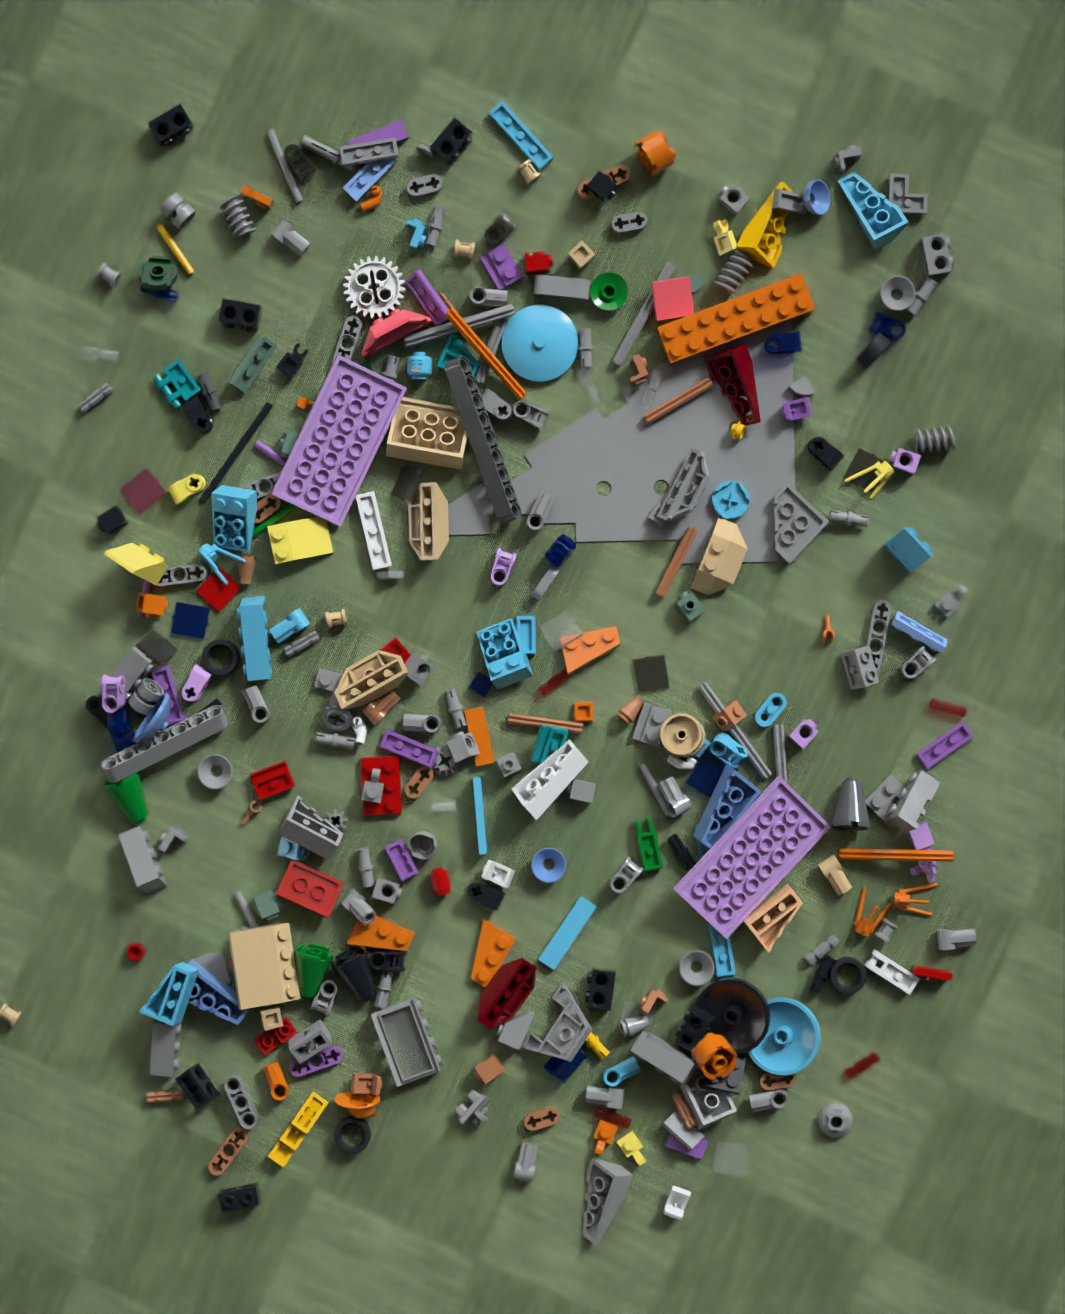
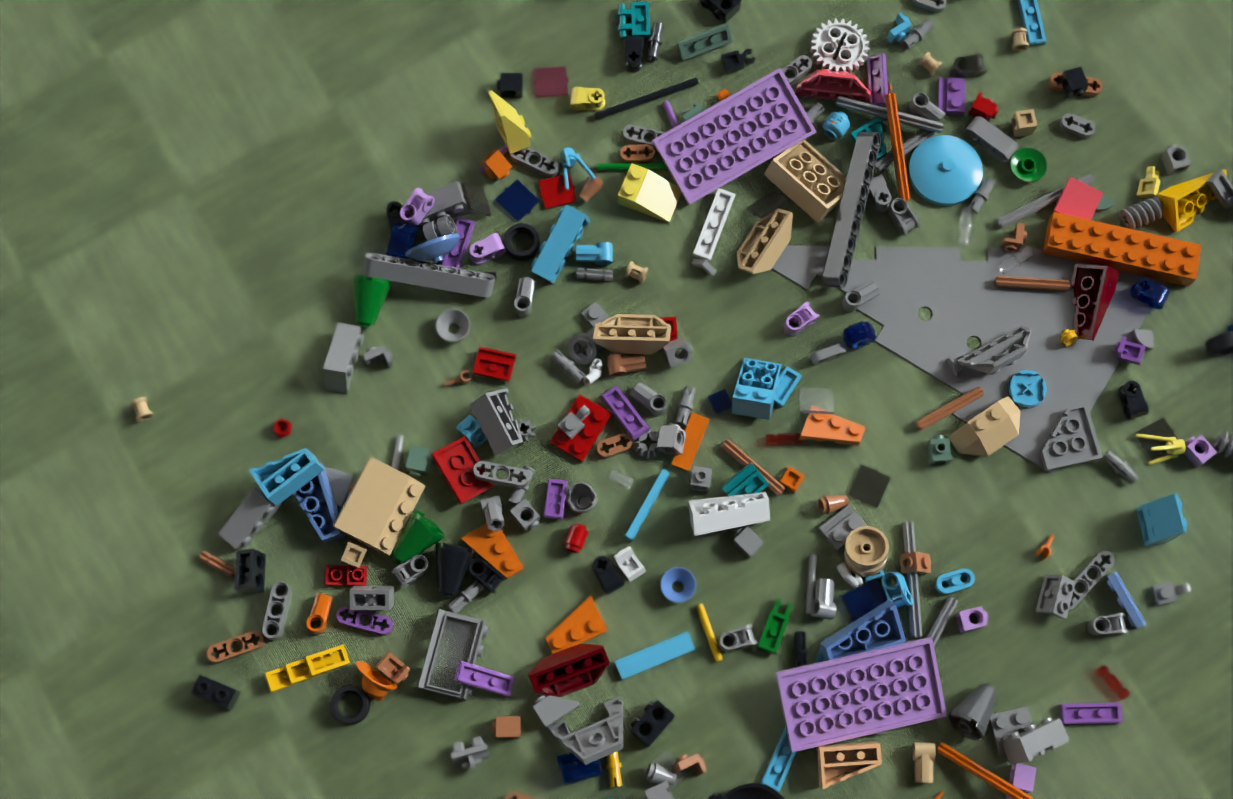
camera: 30 degrees right, 15 degrees down
(233, 517) = (608, 142): medium azure slope -> none
(355, 861) = (496, 467): none -> light grey beam
(444, 1044) = (484, 678): none -> medium lavender tile
(598, 884) = (709, 633): none -> yellow bar
(654, 152) = (1133, 84): orange brick -> none
(700, 977) = (757, 753): light grey piece -> none

